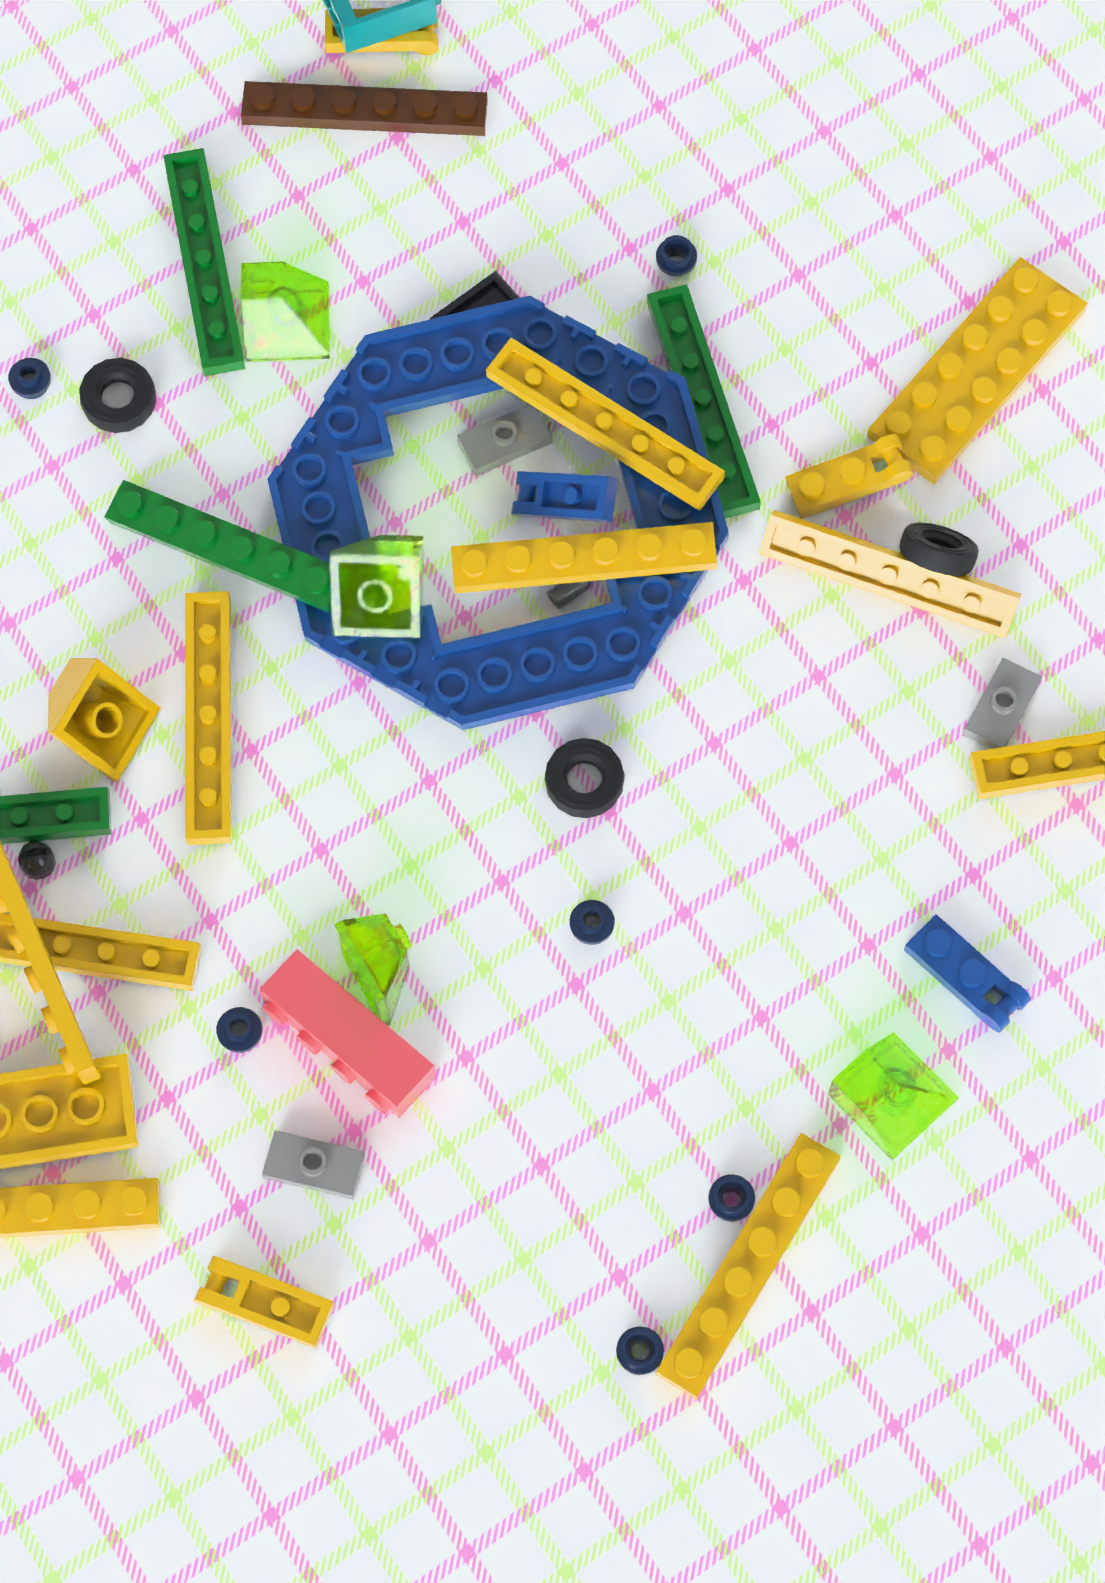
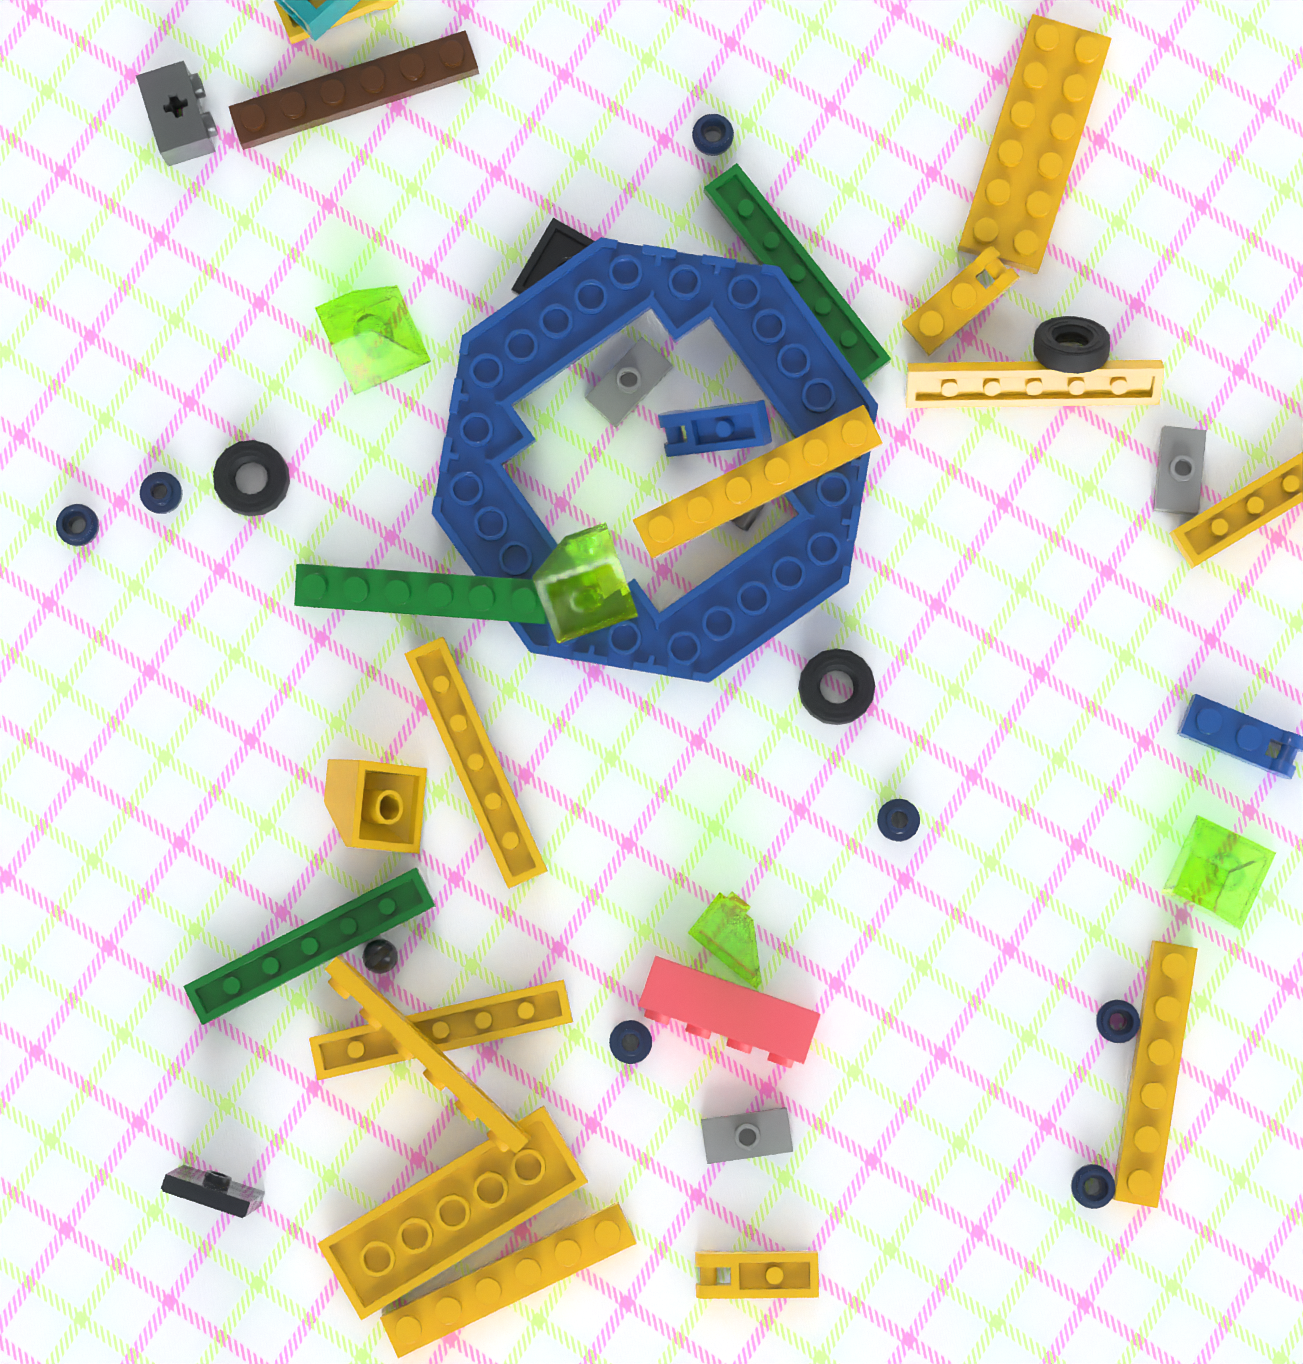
camera: 20 degrees left, 15 degrees up
(196, 70) = (165, 92): none -> dark grey brick
(204, 262) = (272, 310): green plate -> none
(605, 424) = (725, 344): yellow plate -> none

